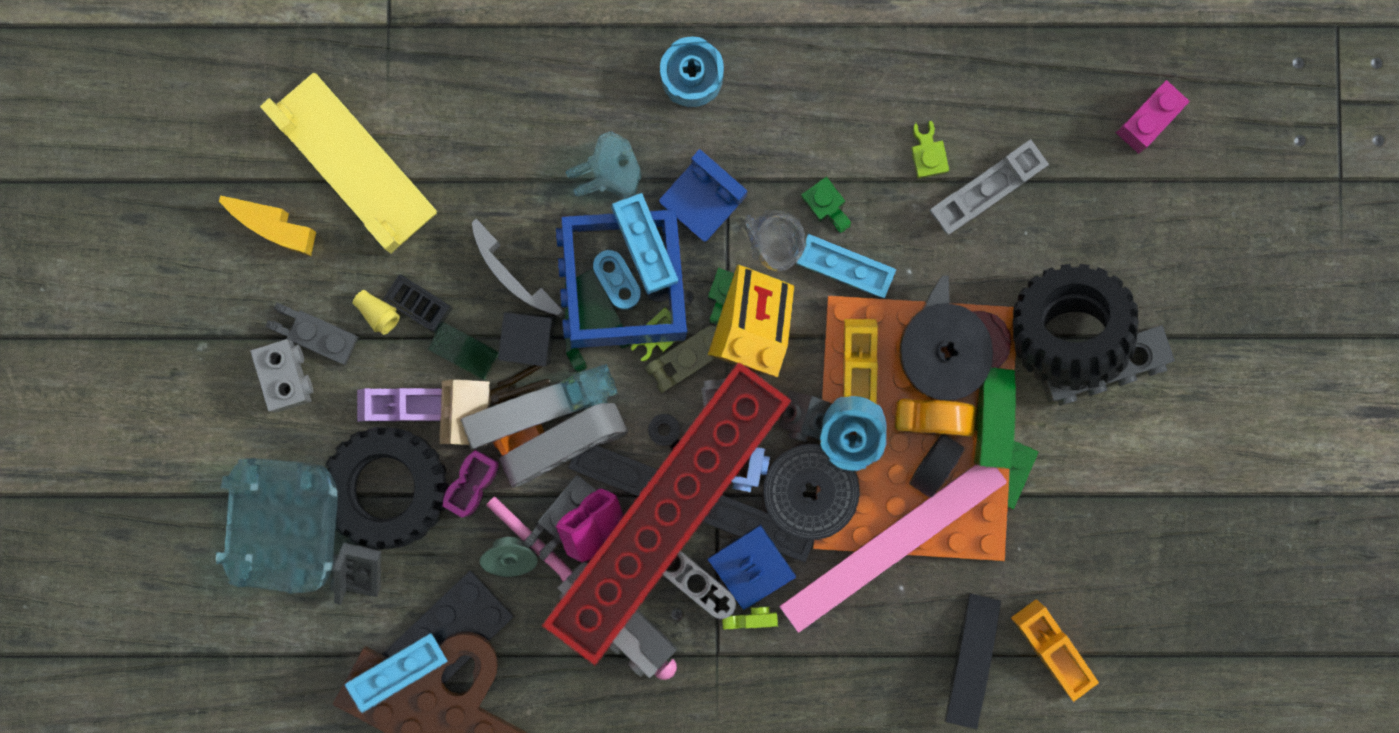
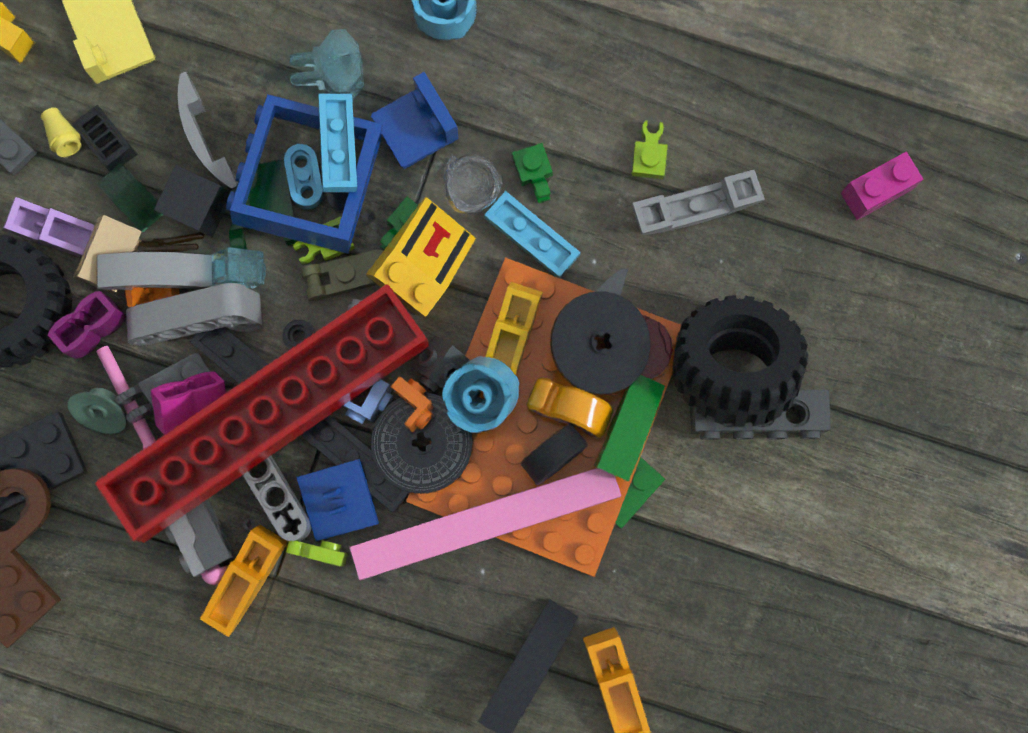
camera: 15 degrees right, 5 degrees down
(692, 666) = (243, 579): none -> light orange slope
(790, 451) = (413, 394): none -> orange bracket

